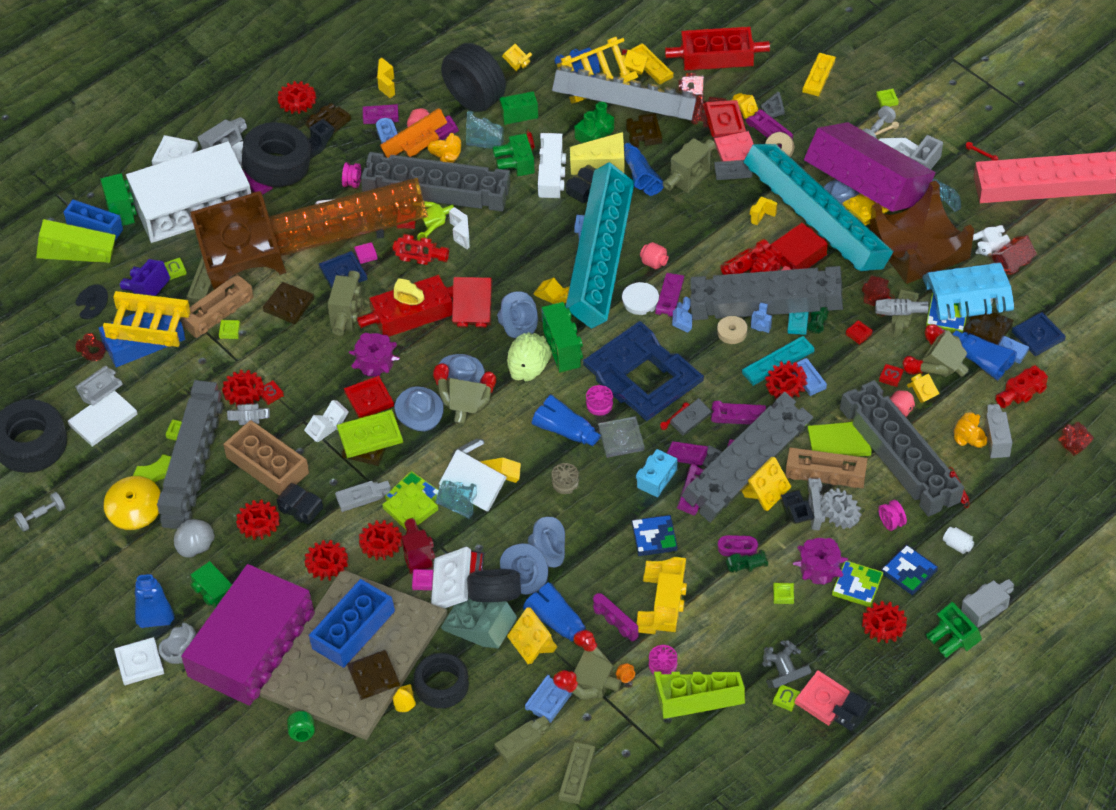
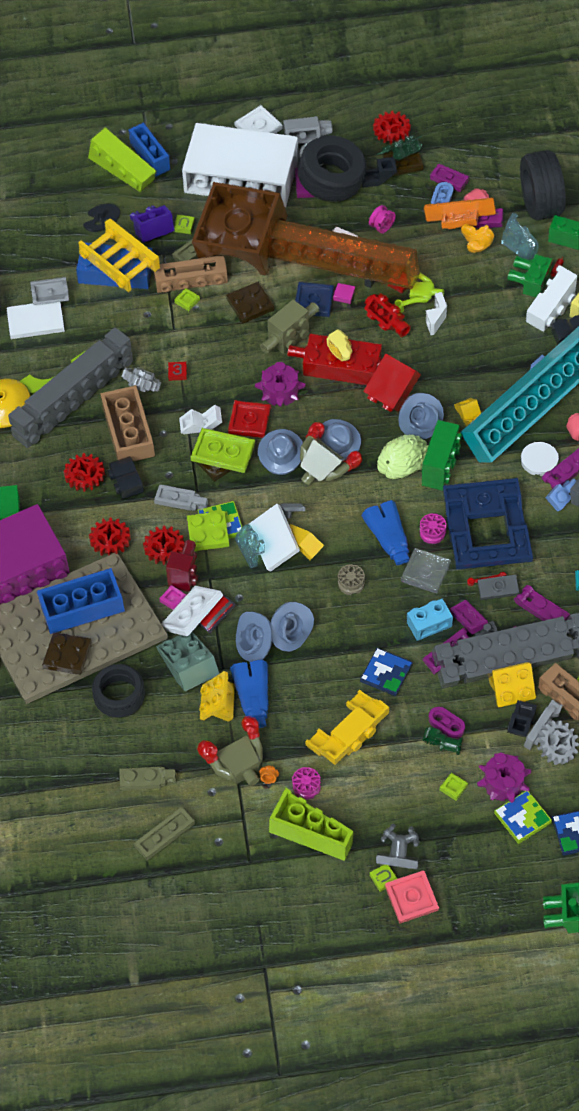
camera: 35 degrees right, 5 degrees up
(90, 339) = (63, 251): clear red piece -> none
(118, 198) = (178, 140): green brick -> none
(193, 537) = (25, 458): light grey piece -> none
(243, 388) = (157, 355): red gear -> none
(324, 108) = (403, 149): none -> clear green hinge
(385, 78) = (477, 145): yellow slope -> none
(404, 699) = (79, 688): yellow plate -> none
(440, 180) = (448, 262): dark grey brick -> none
(494, 585) = (215, 636): black tyre -> none
(547, 700) = (187, 759): medium blue plate -> none
(615, 616) = (296, 721): magenta plate -> none
(852, 711) = (426, 923): black brick -> none
(884, 622) = (516, 855): red gear -> none

